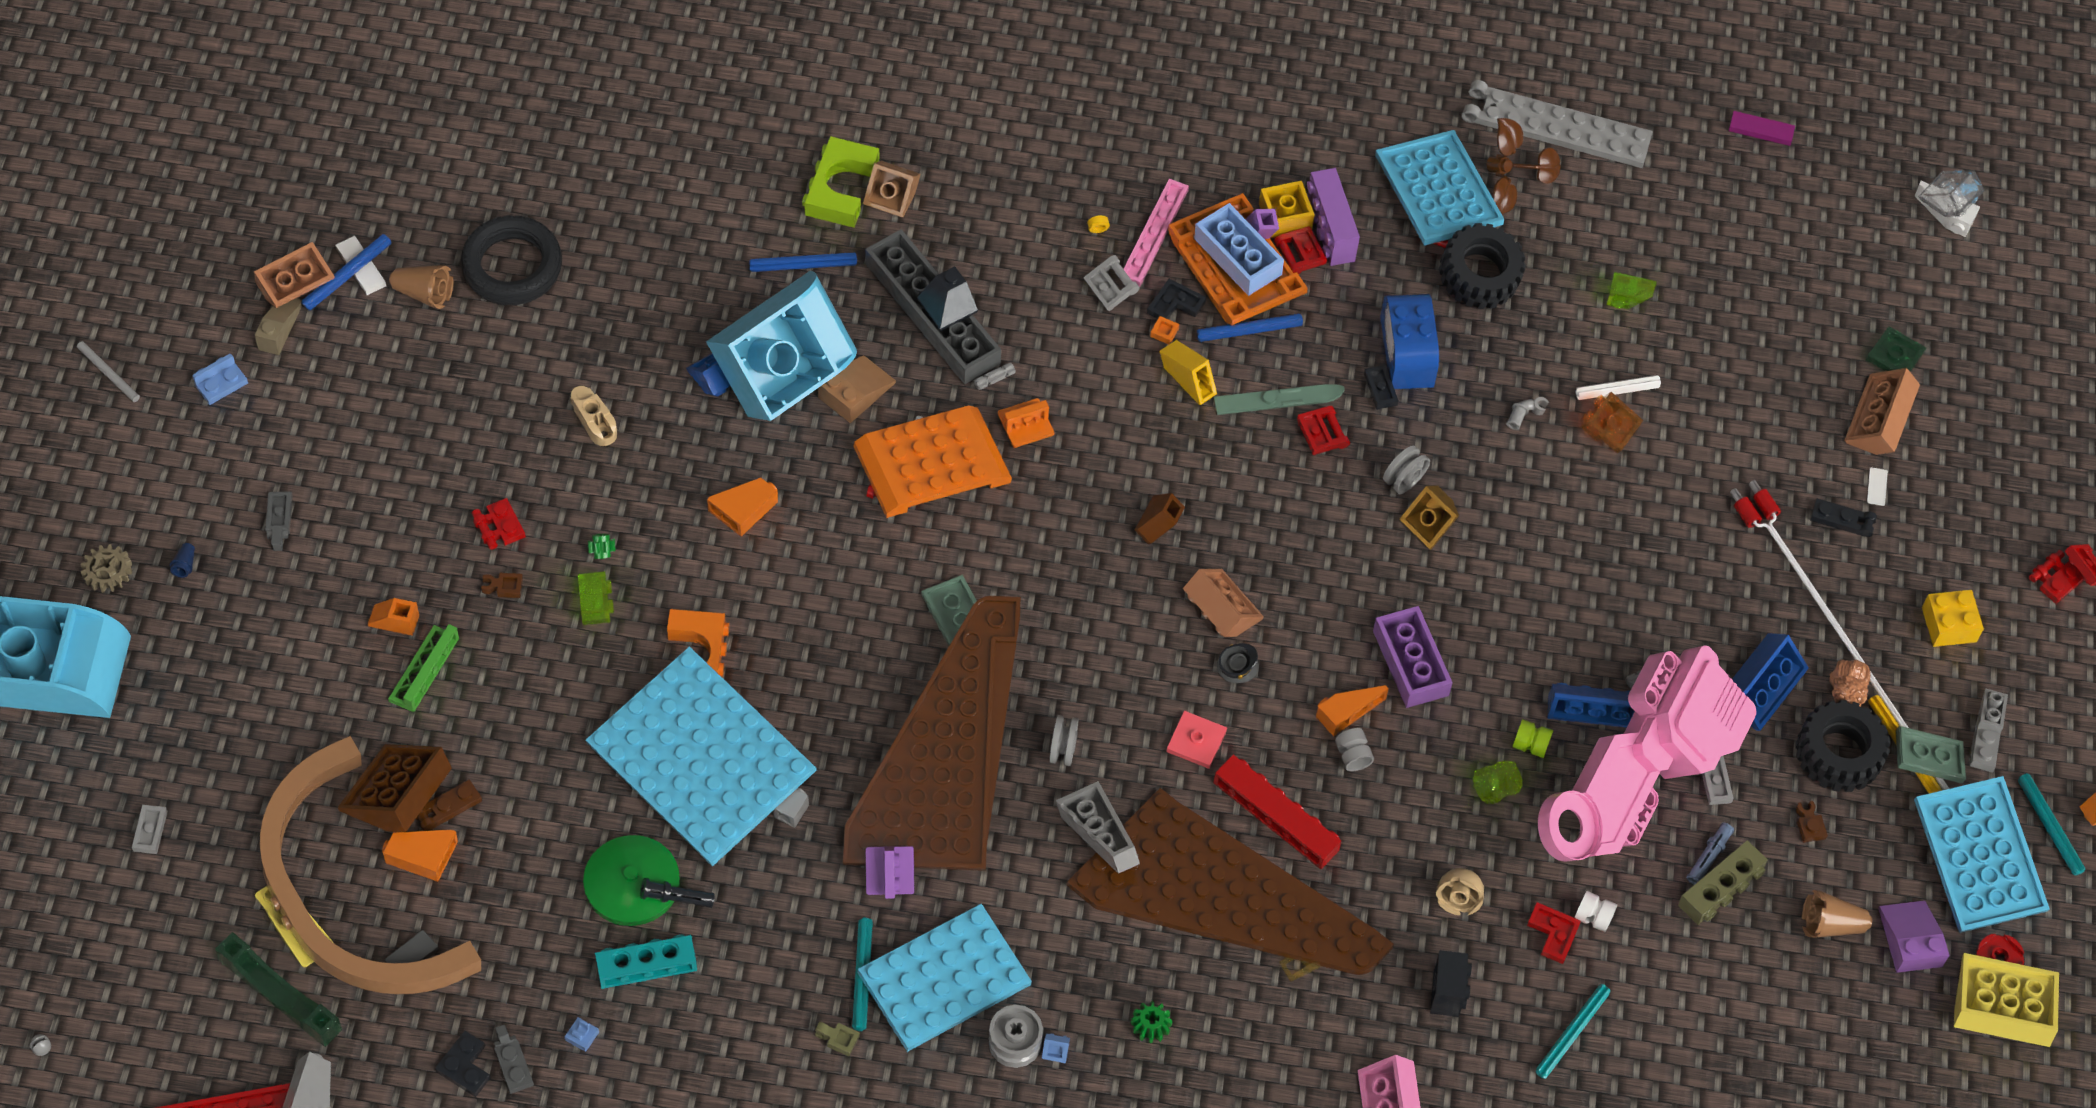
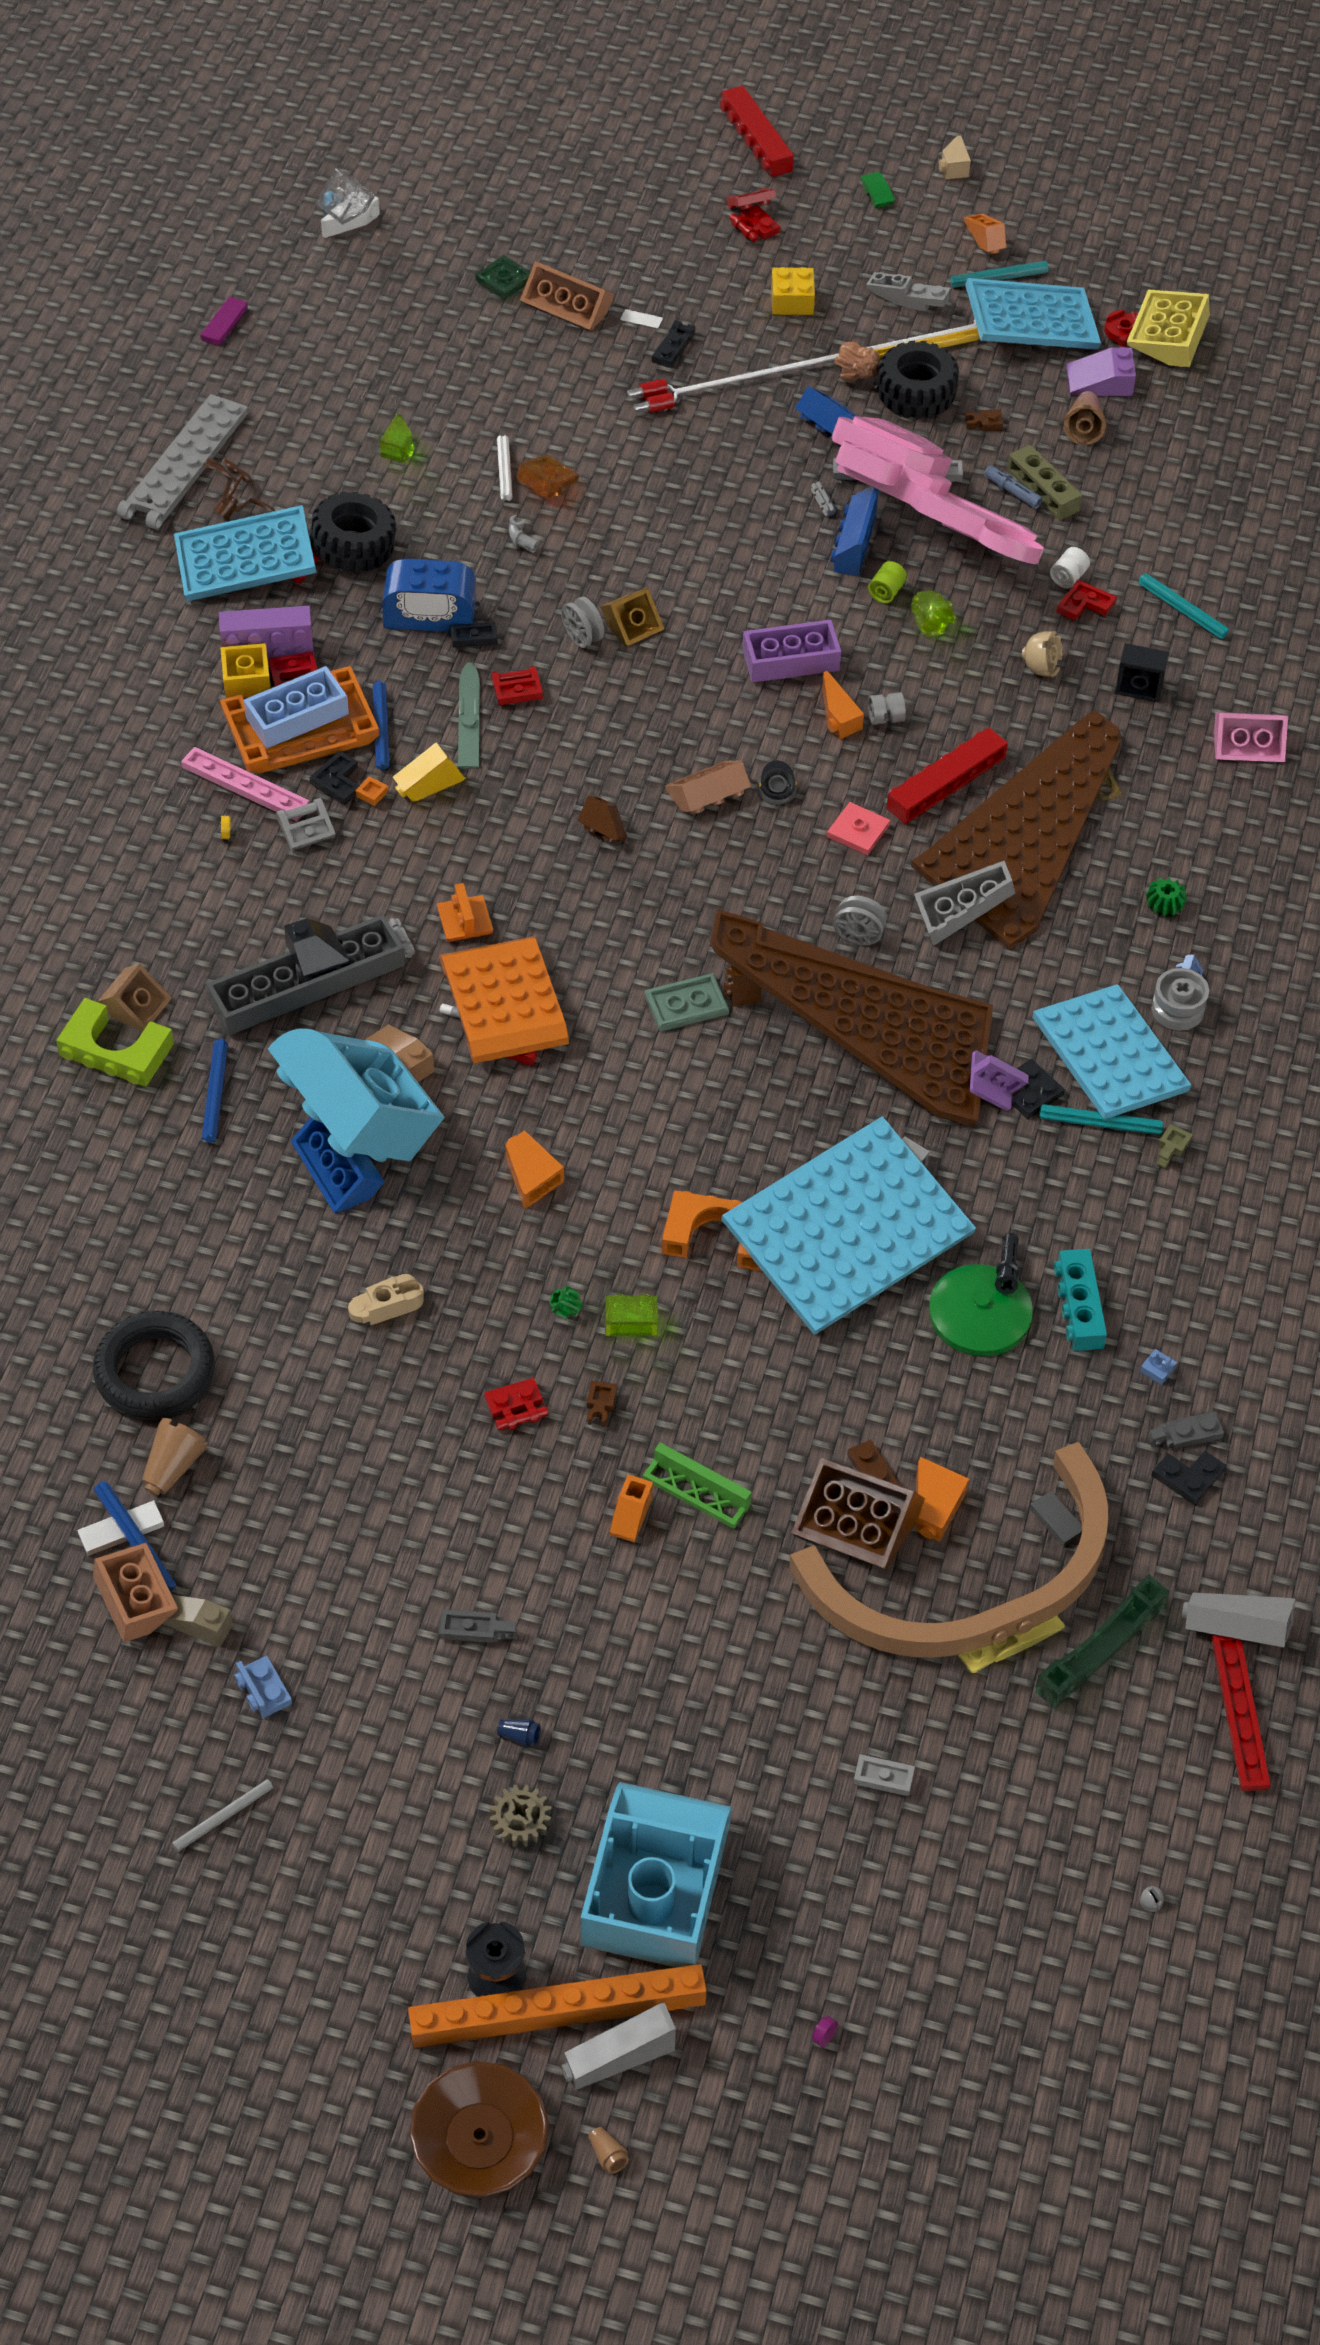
camera: 80 degrees left, 5 degrees down
(895, 920) = (1038, 1091): none -> black plate
(1264, 222) = (268, 678): medium lavender brick -> none
(1930, 754) = (930, 327): sand green tile -> none

